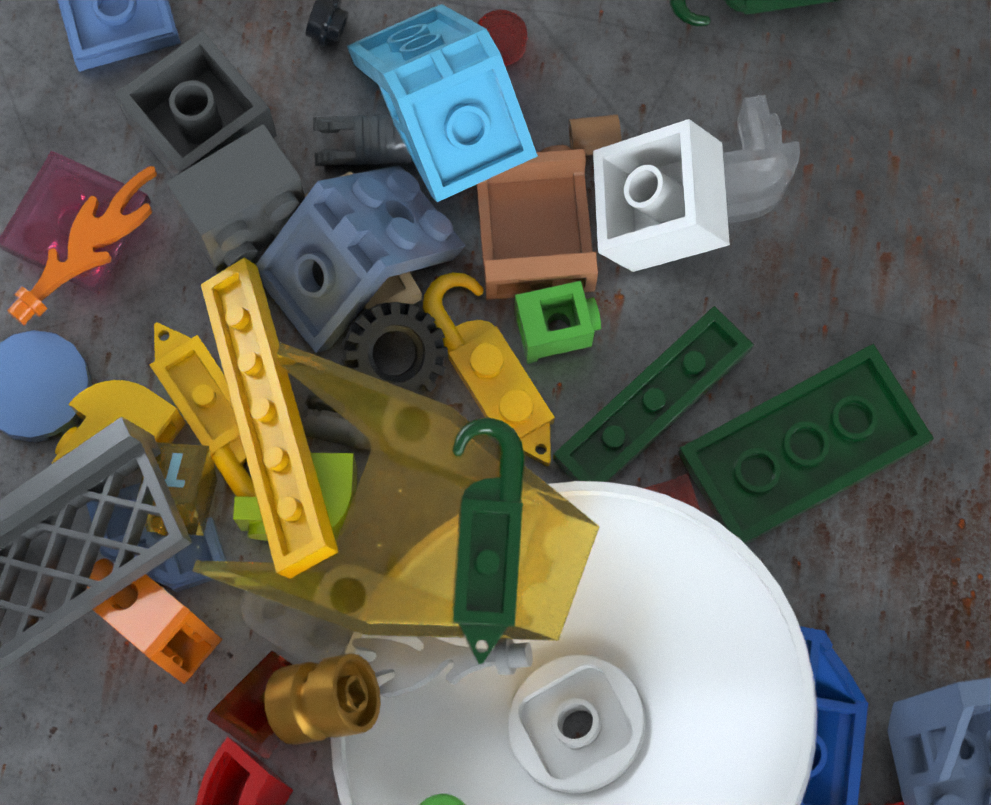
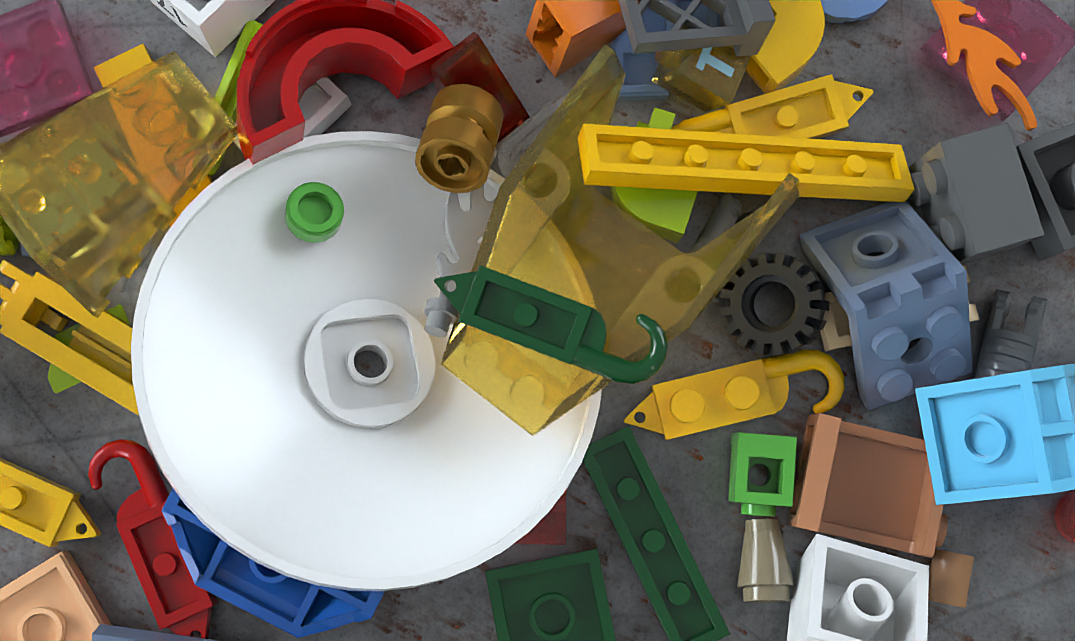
camera: 110 degrees right, 10 degrees up
(639, 295) = (764, 563): none -> dark tan cone

